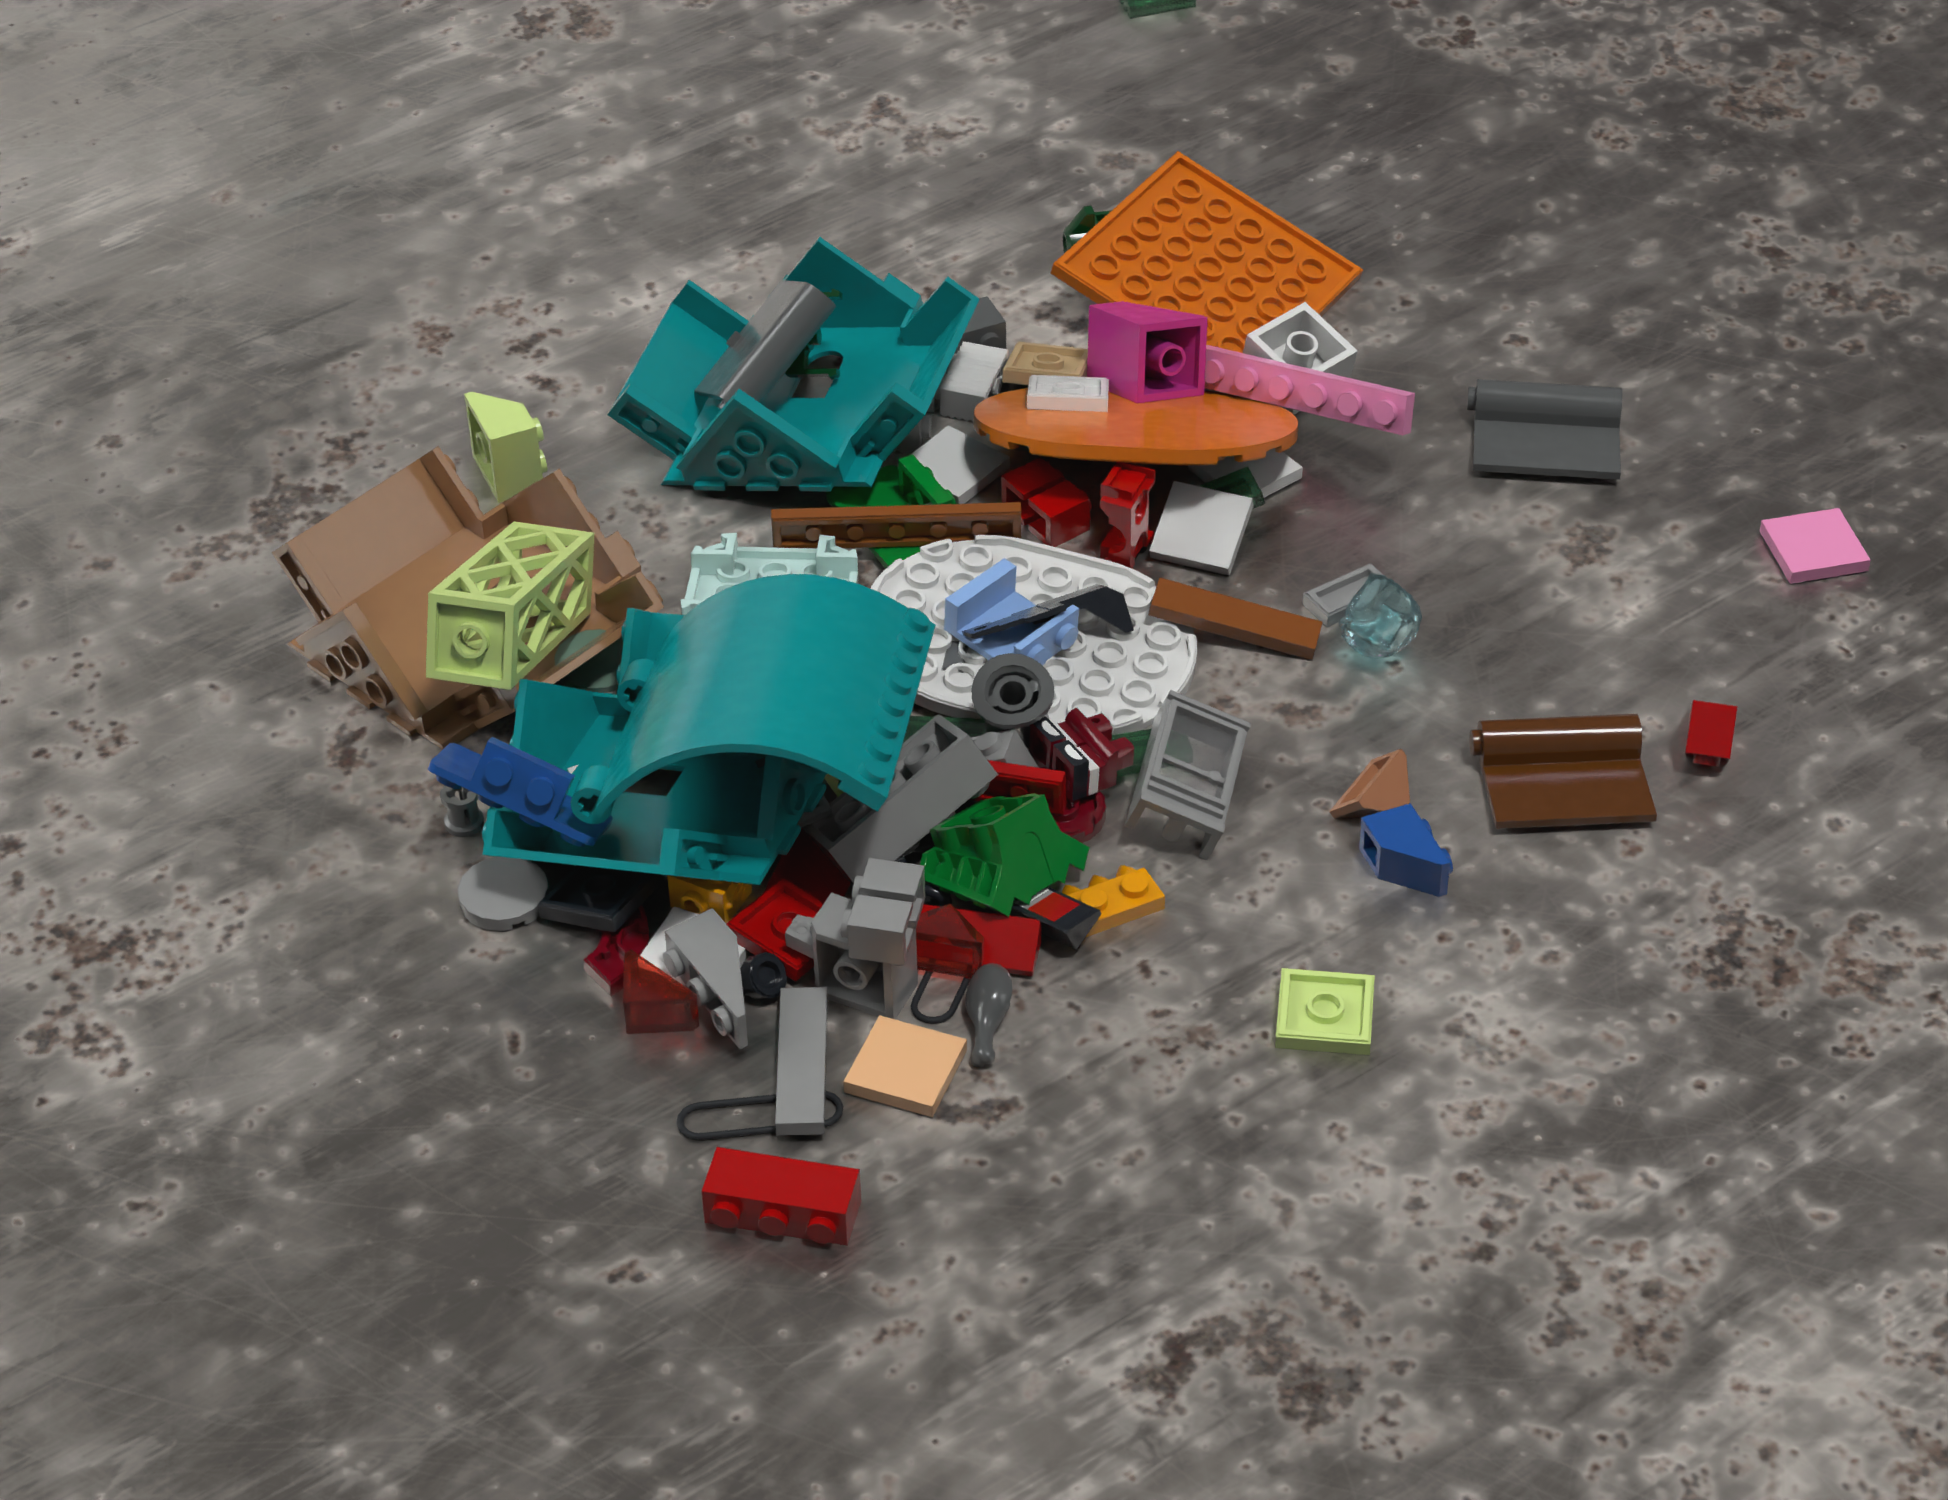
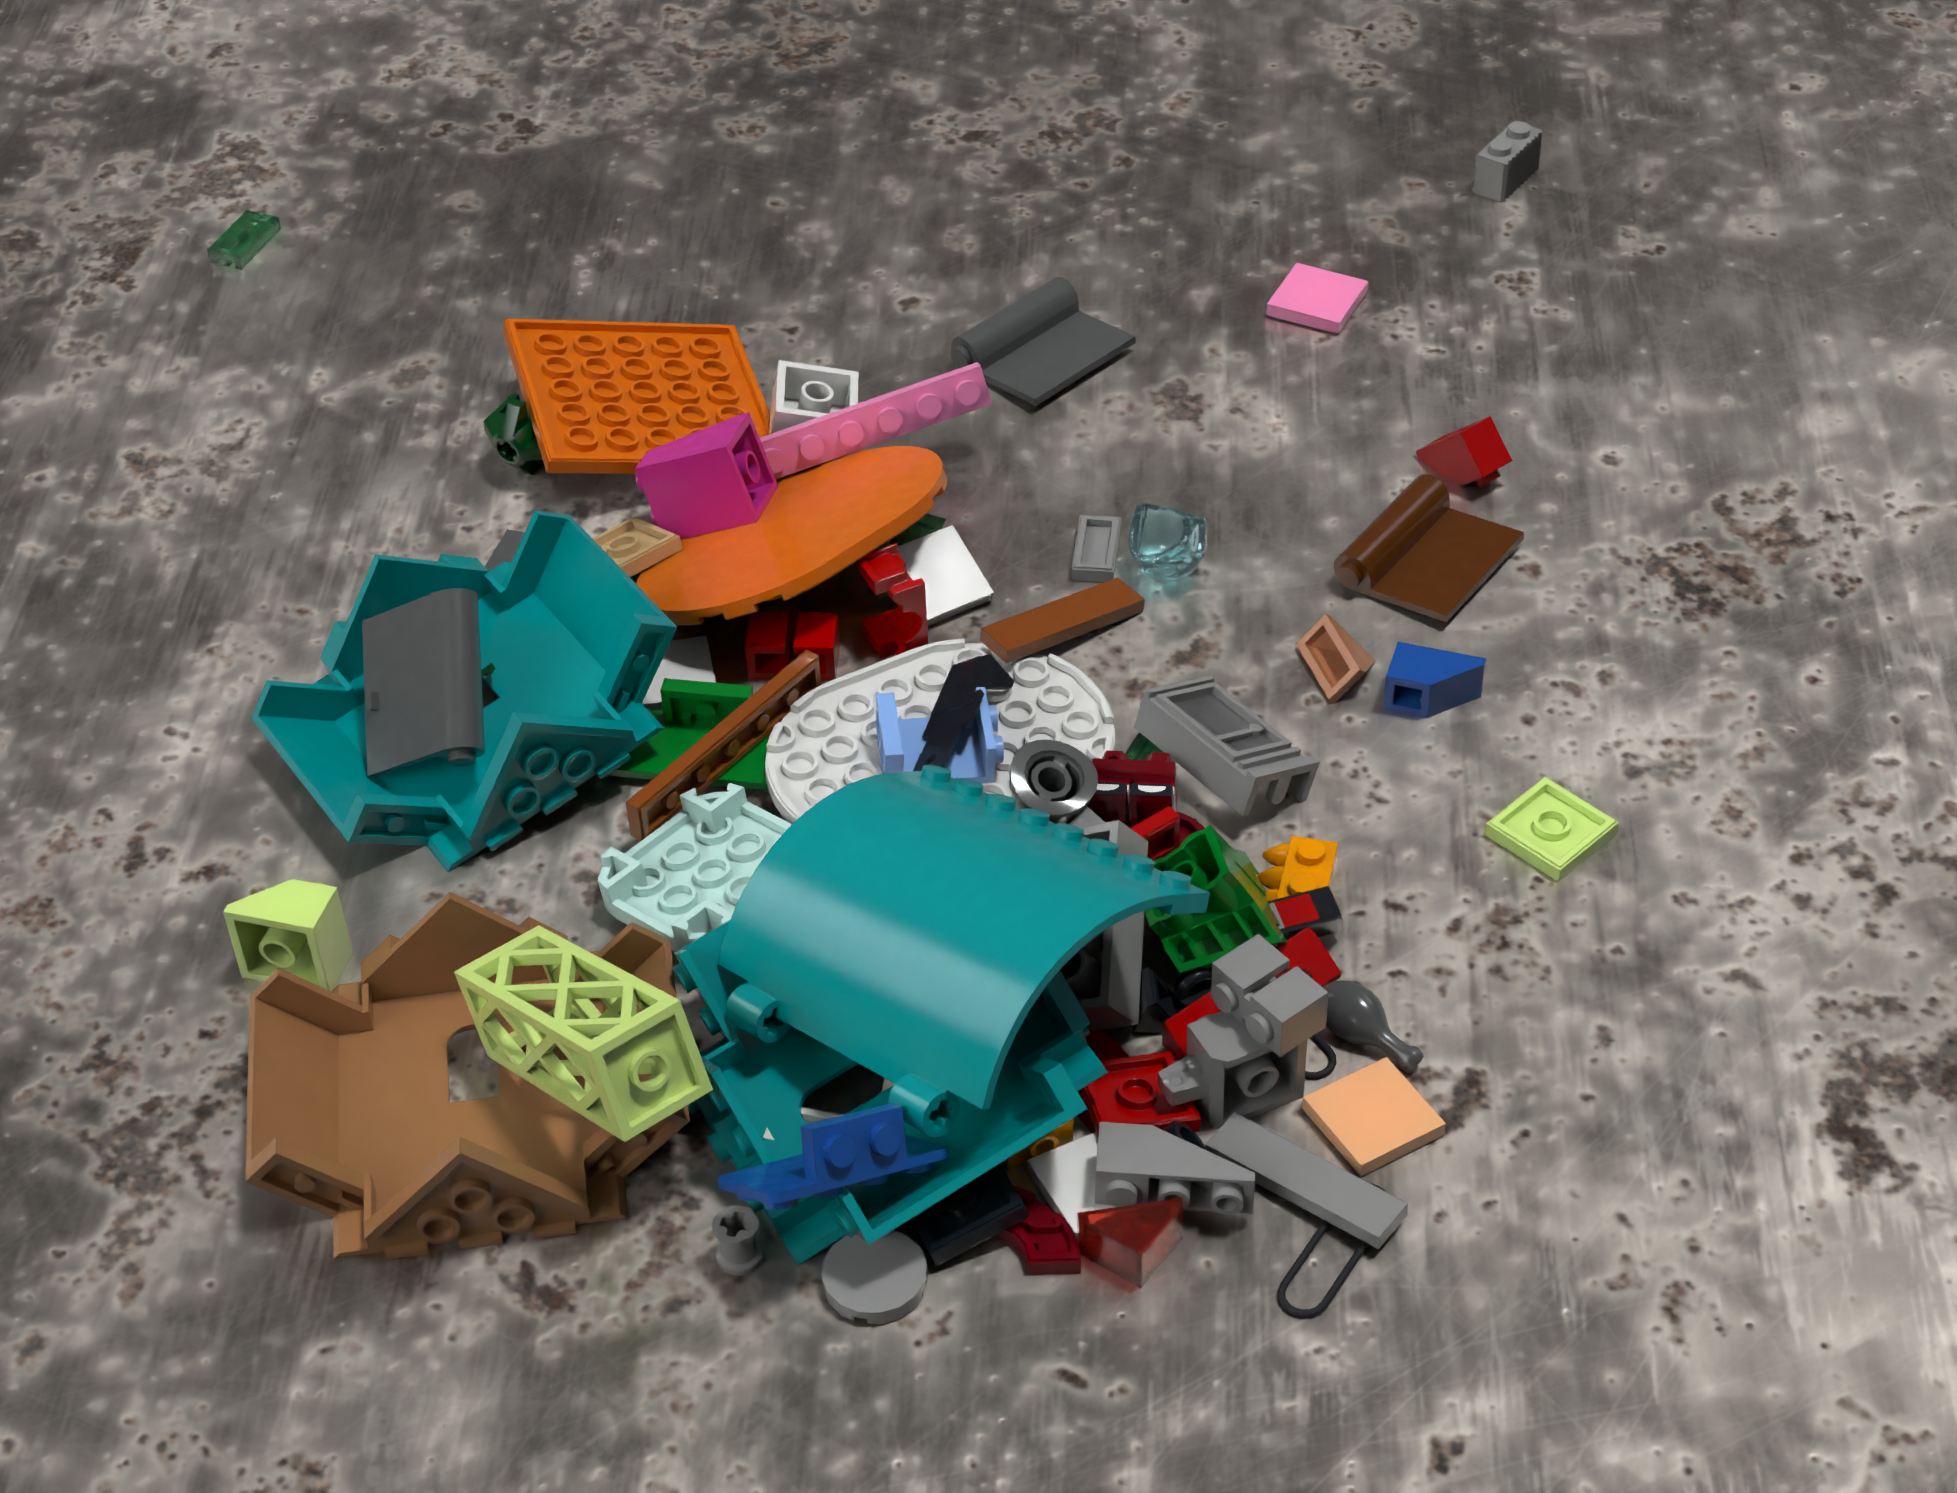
camera: 50 degrees left, 0 degrees up
(781, 1196) = (1467, 1284): red brick -> none
(1068, 393) = (698, 551): white tile -> none

